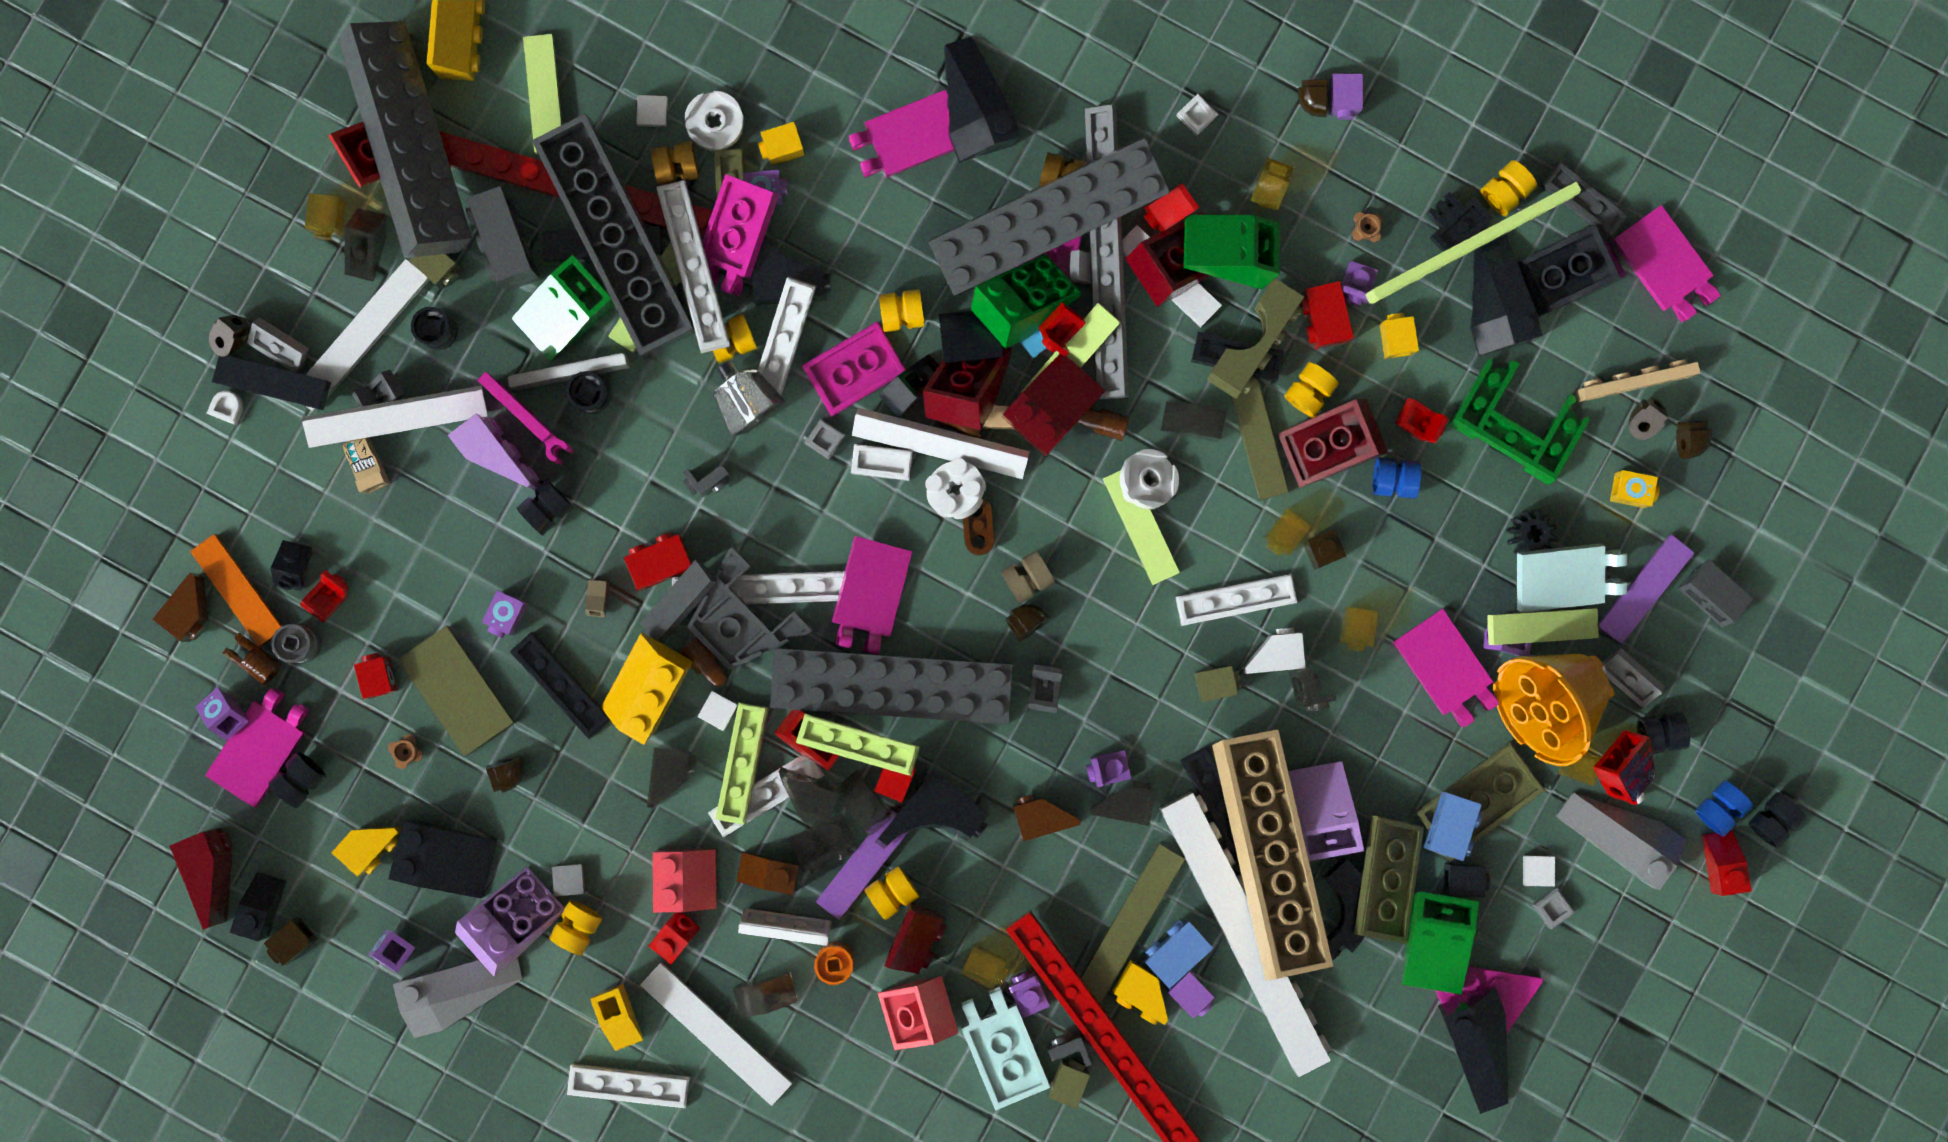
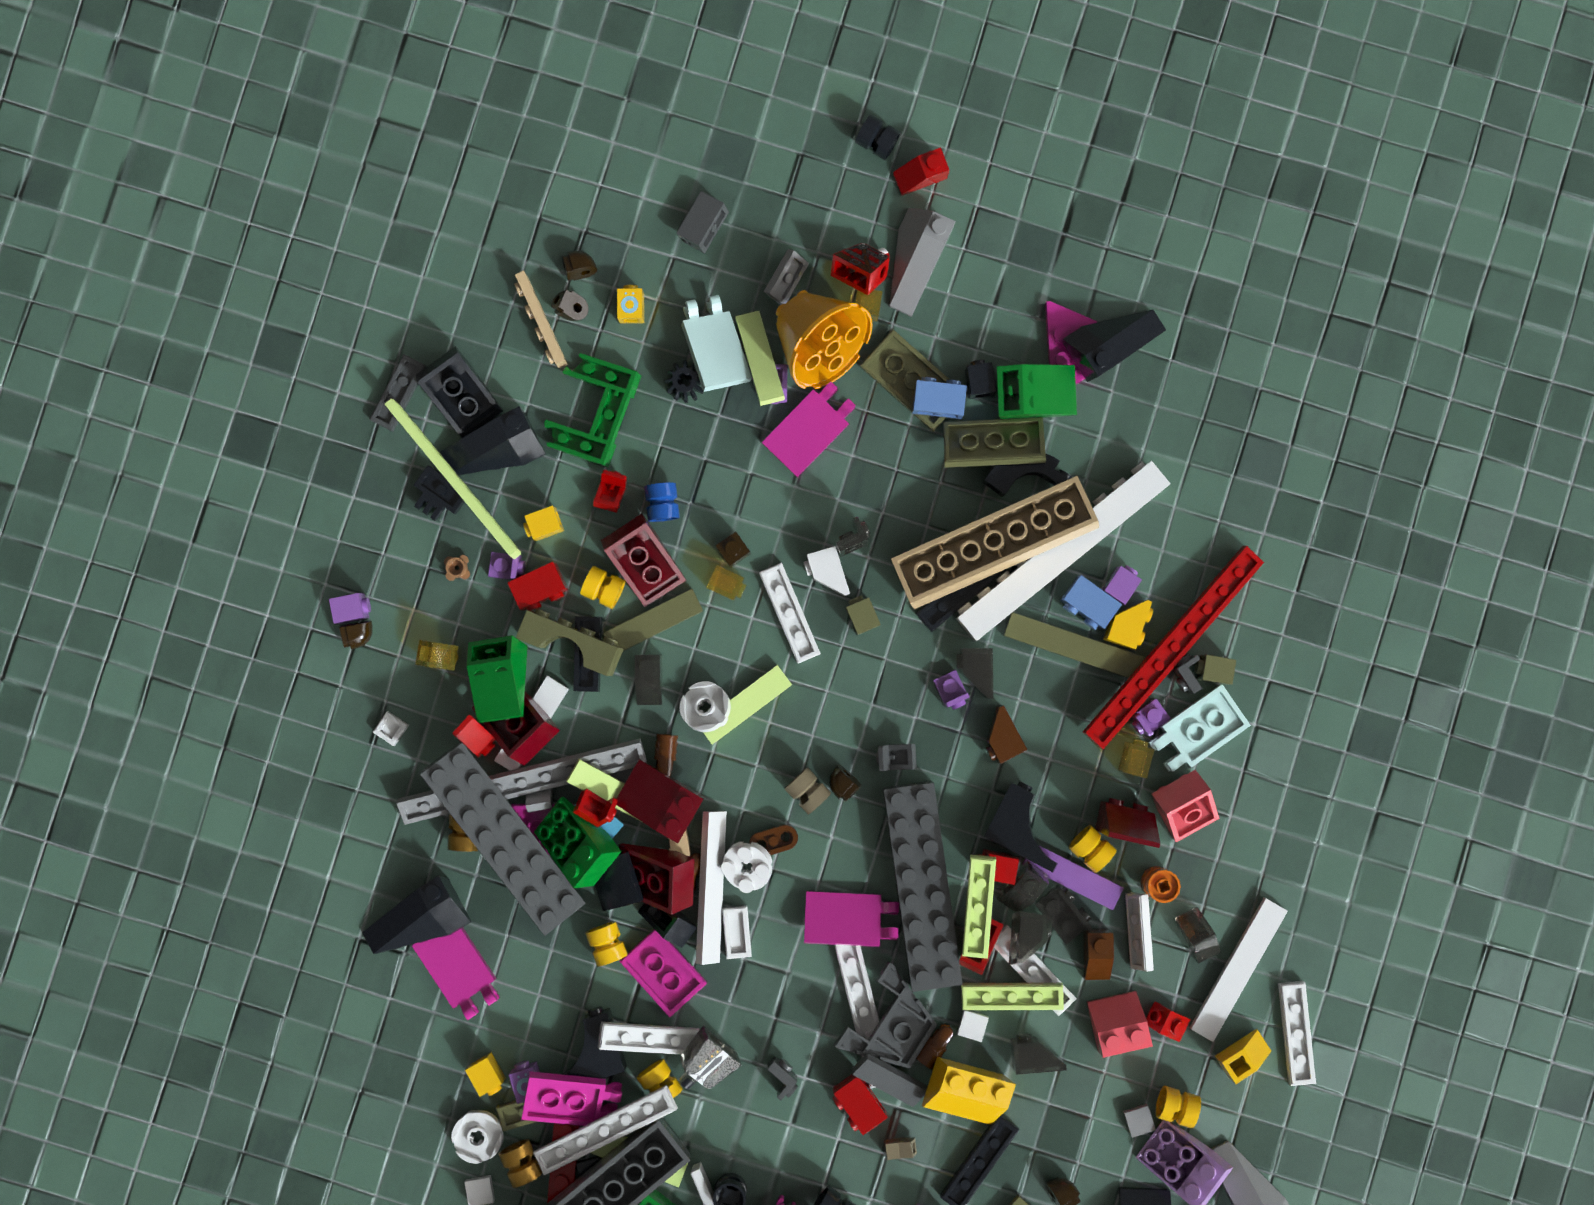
camera: 95 degrees left, 0 degrees up
(824, 439) = (727, 984): light grey tile -> none
(1326, 811) = (949, 506): lavender slope -> none
(1358, 628) = (793, 508): clear yellow brick -> none
(1513, 184) = (398, 456): yellow wheel -> none
(1538, 870) = (959, 321): white tile -> none
(1553, 908) = (987, 303): light grey tile -> none
(1645, 589) = (711, 280): medium lavender tile -> none
(1666, 263) = (437, 315): dark pink tile -> none
(1669, 731) = (824, 239): black wheel -> none
(1724, 808) = (877, 182): blue wheel -> none

